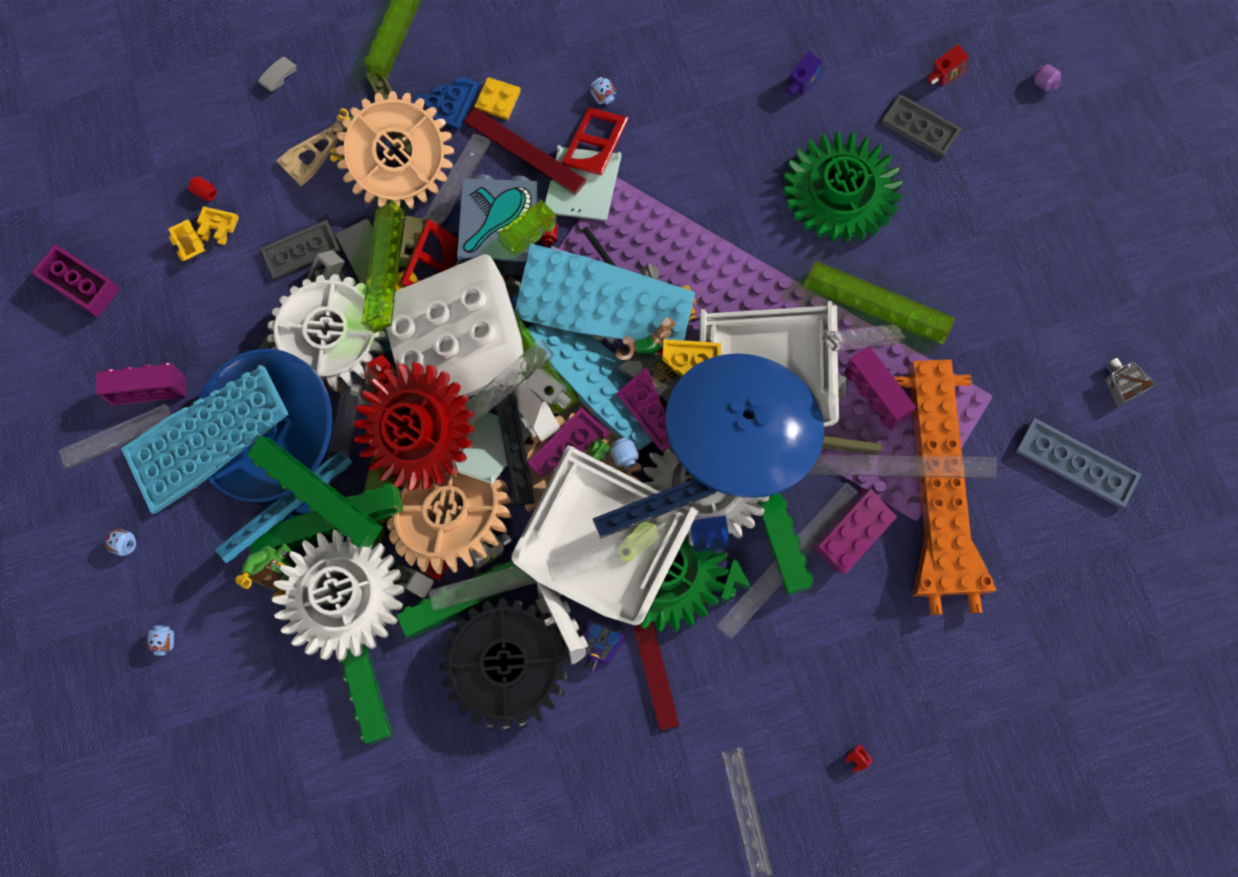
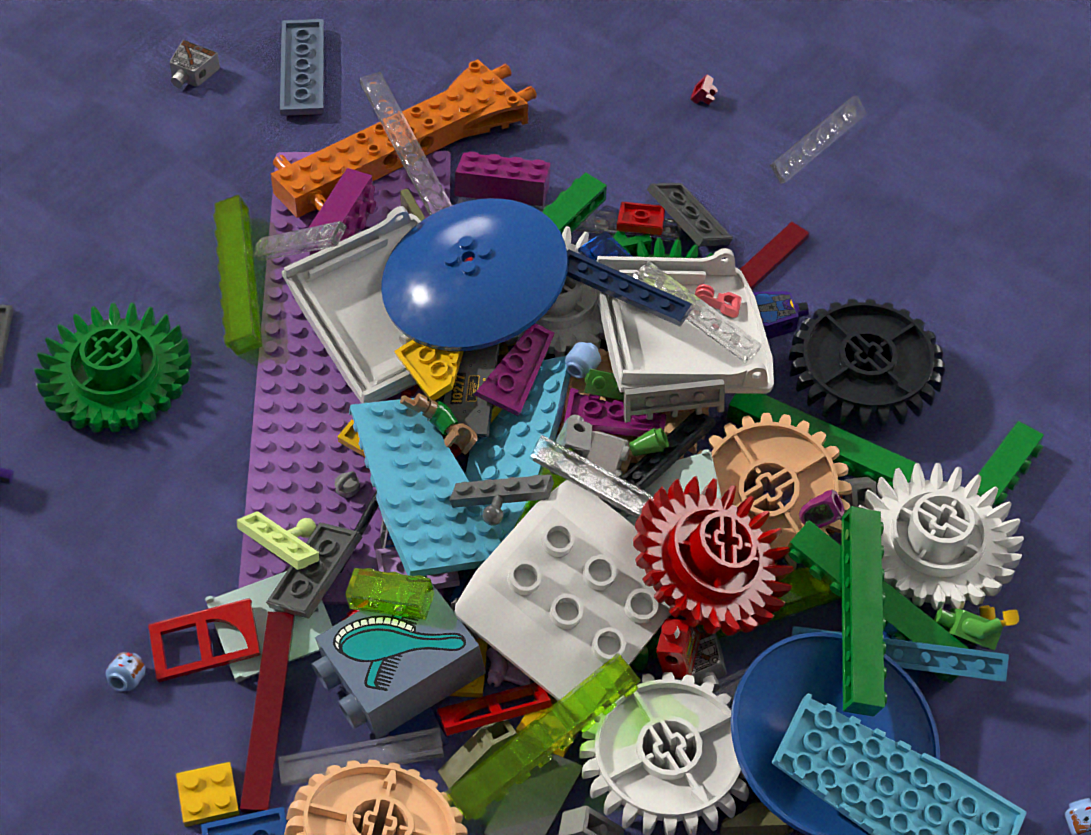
camera: 130 degrees left, 20 degrees down
(398, 523) = (823, 509): none -> magenta rock
(479, 587) = (780, 403): clear tile -> none
(524, 450) = (650, 442): none -> bright green cone
(538, 488) = (674, 398): none -> light grey hinge
(550, 327) = (499, 492): none -> dark grey plate
(552, 604) = (785, 334): white container -> none
(593, 215) = (304, 588): none -> dark grey tile
(623, 574) = (706, 294): none -> coral piece
(628, 206) = (279, 541): none -> yellowish green plate
(733, 648) = (690, 214): none -> dark grey tile
(747, 604) = (640, 218): none -> red tile

